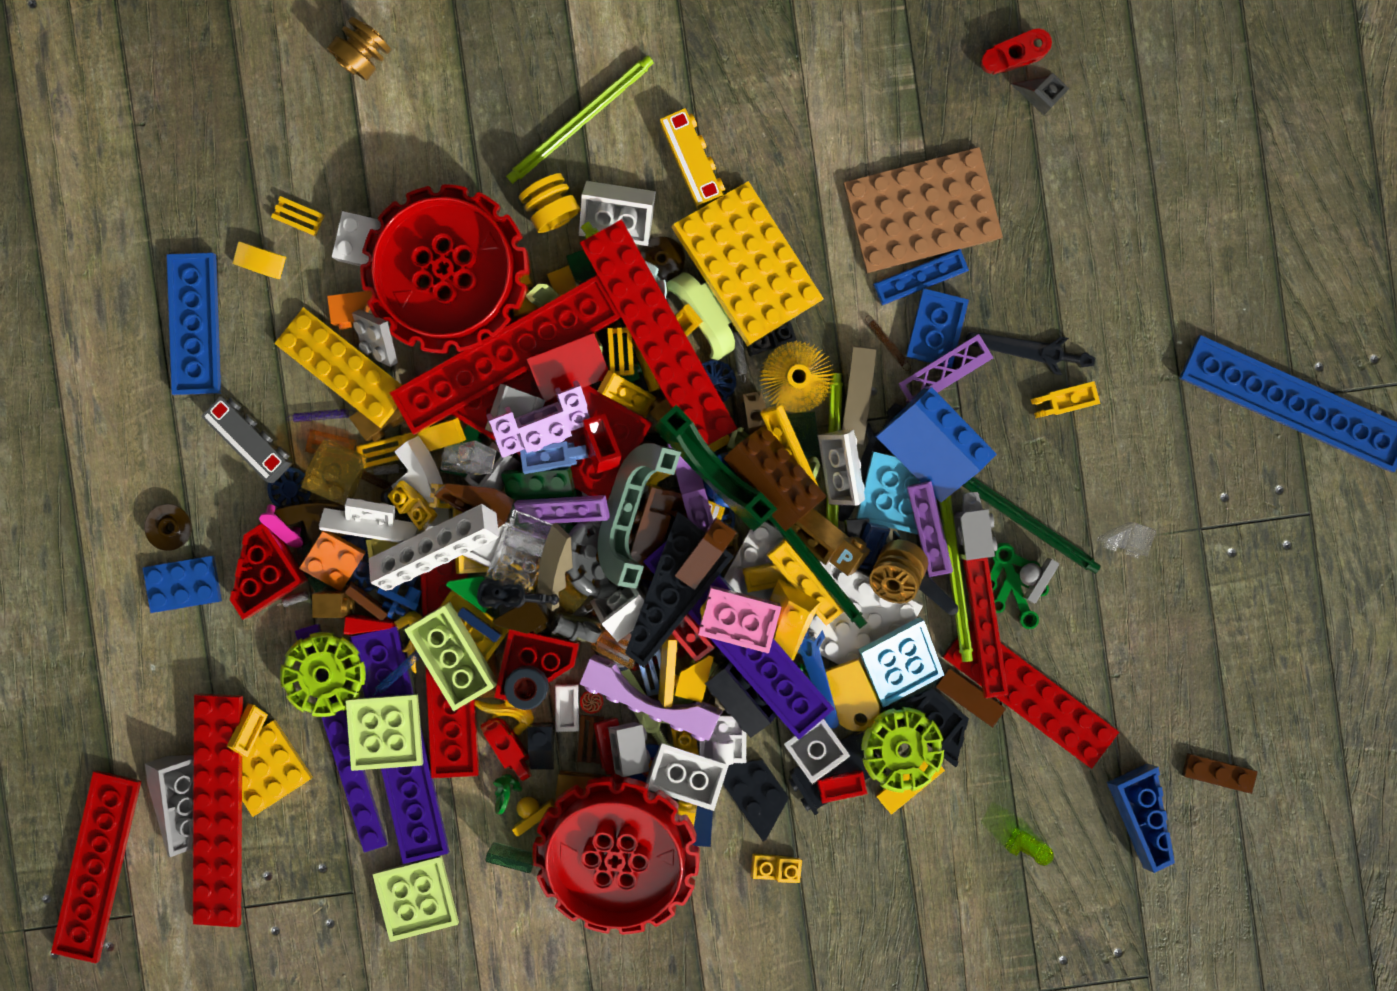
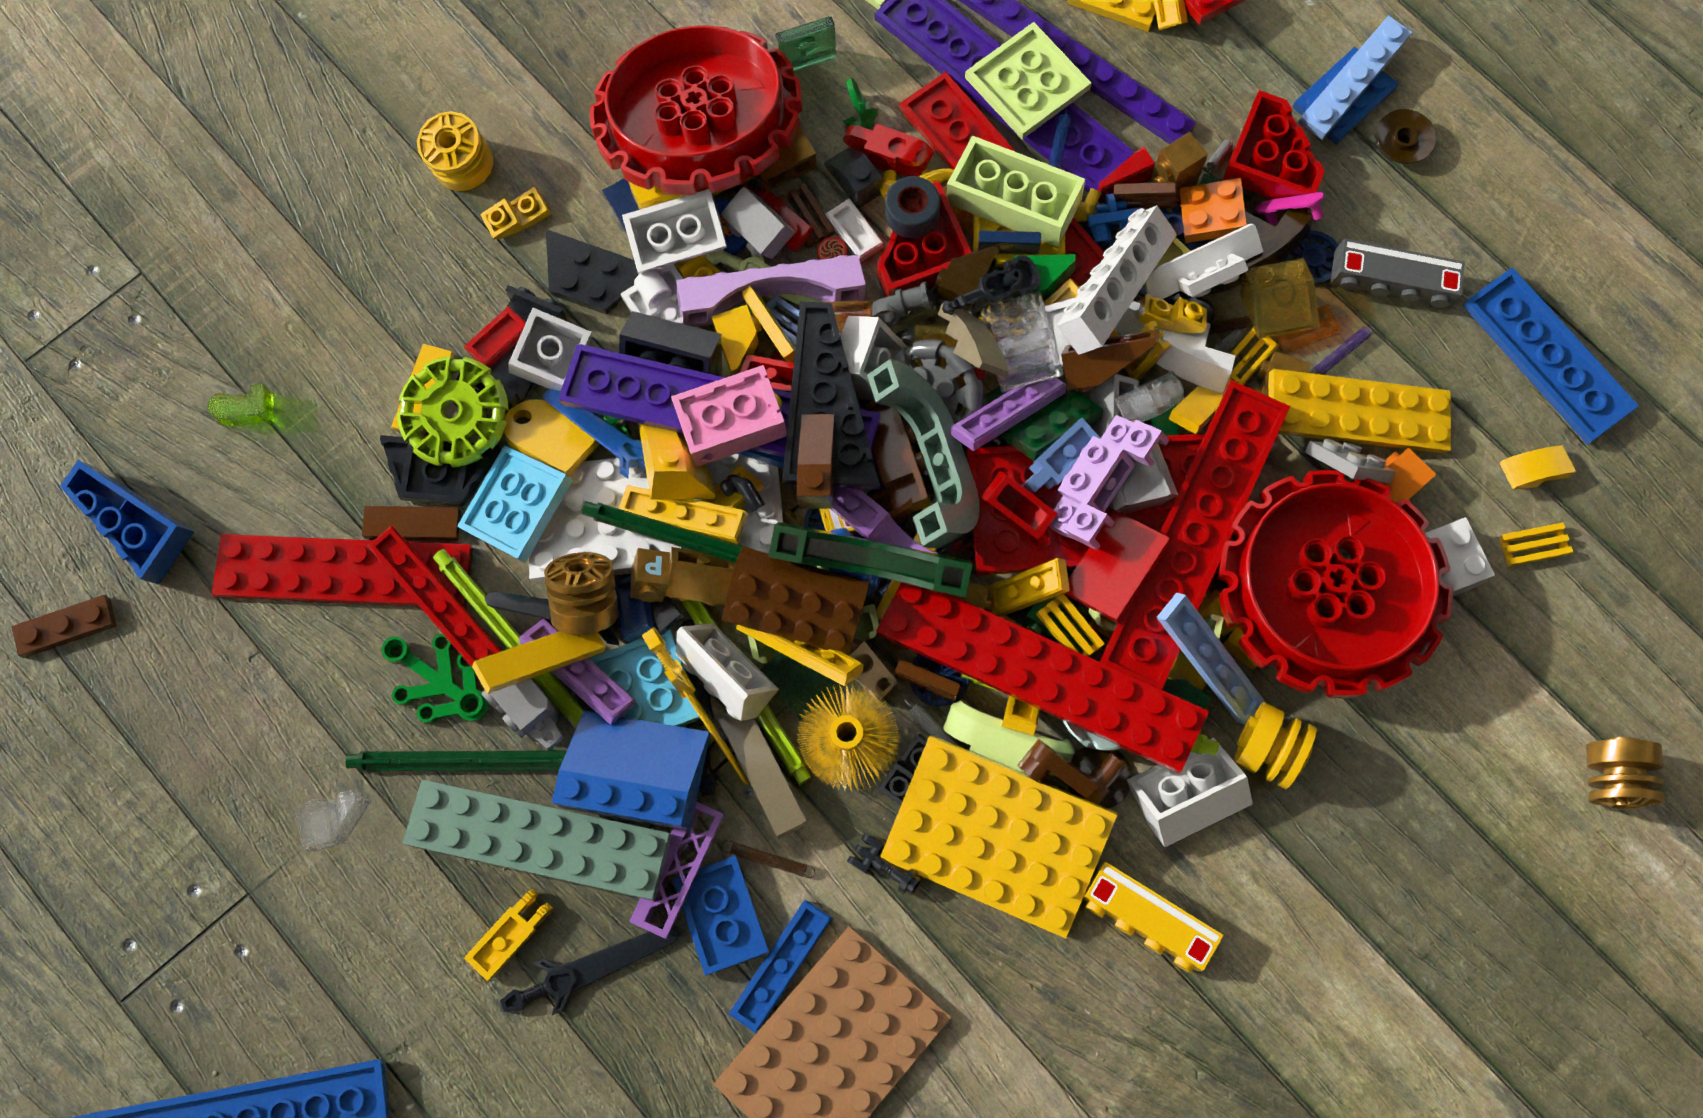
camera: 150 degrees right, 15 degrees down
(169, 588) = (1355, 77): none -> light blue plate
(332, 663) = (1135, 111): lime plate -> none
(531, 813) = (816, 102): yellow tile -> none
(552, 275) = (1210, 658): none -> light blue plate
(579, 119) = (1313, 876): lime piece -> none
(673, 251) = (1043, 759): none -> reddish brown beam
(725, 380) = (927, 680): none -> reddish brown tile
(756, 570) = (744, 487): none -> black arm
(793, 949) = (455, 151): none -> yellow wheel
(827, 302) = (908, 880): none -> black hinge
(874, 474) = (685, 688): none -> yellow sword
(954, 547) = (535, 659): none -> yellow tile
(1016, 443) = (538, 840): none -> sand green plate
(1037, 578) = (413, 699): light grey tile -> none

